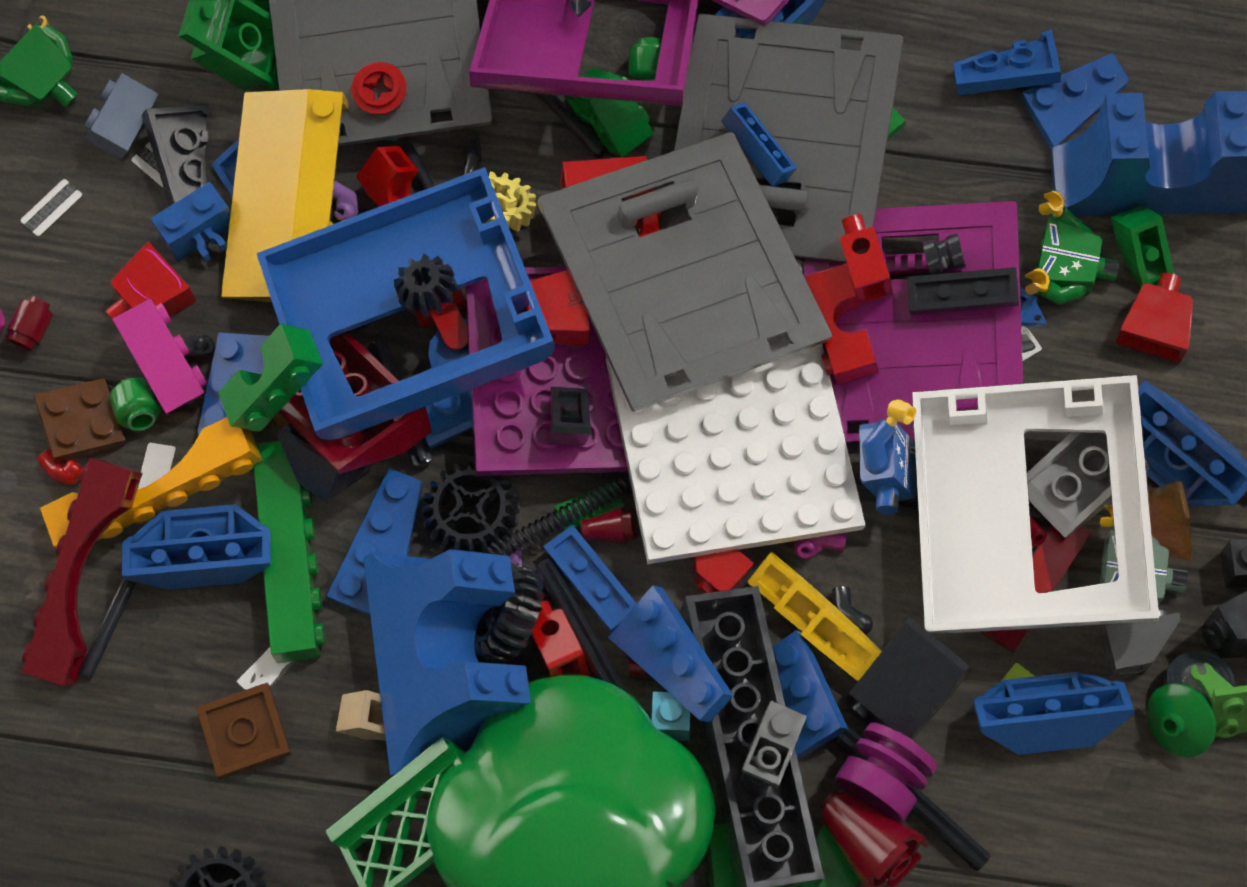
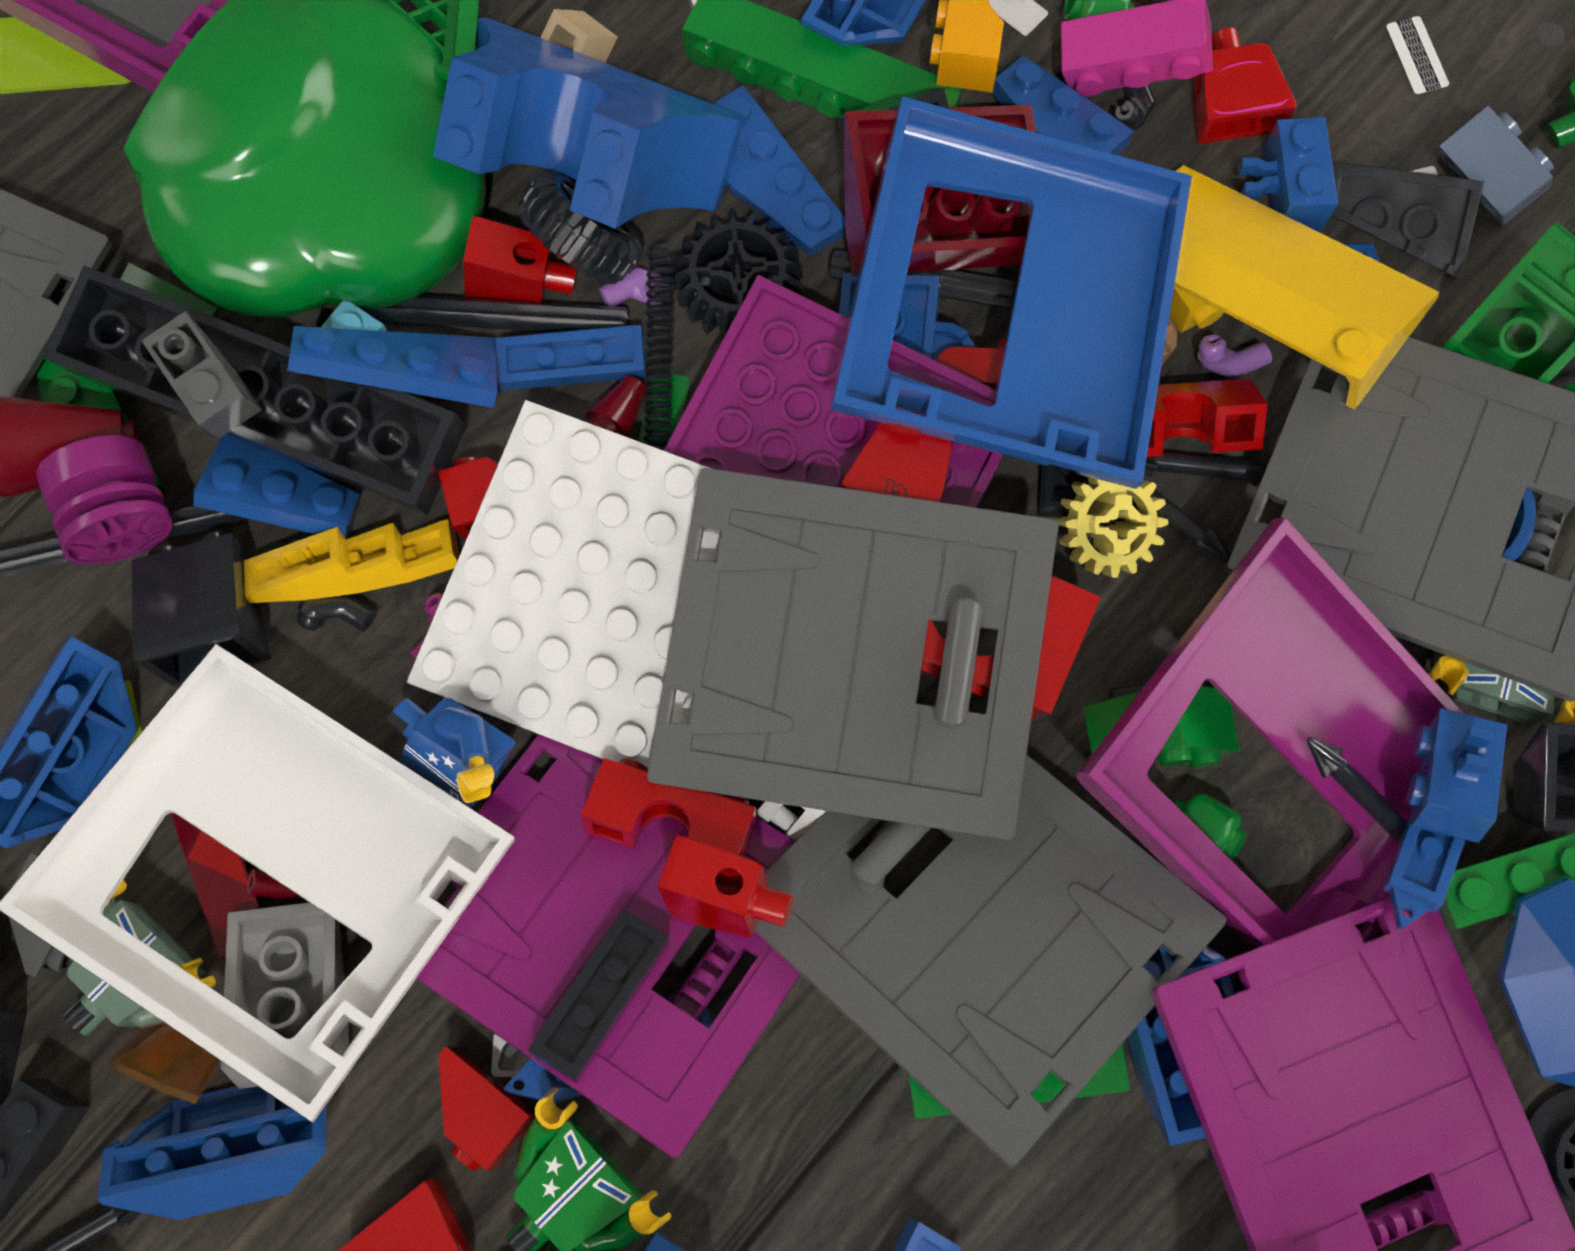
camera: 120 degrees right, 5 degrees up
(288, 364) = (1004, 91): green arch -> none
(370, 77) = (1348, 427): red gear -> none
(425, 285) = (1011, 308): black gear -> none
(569, 416) = (752, 404): black slope -> none
(759, 144) = (980, 870): blue piece -> none
(944, 254) = (663, 1007): black wheel -> none
(1066, 333) = (478, 1112): none -> red slope

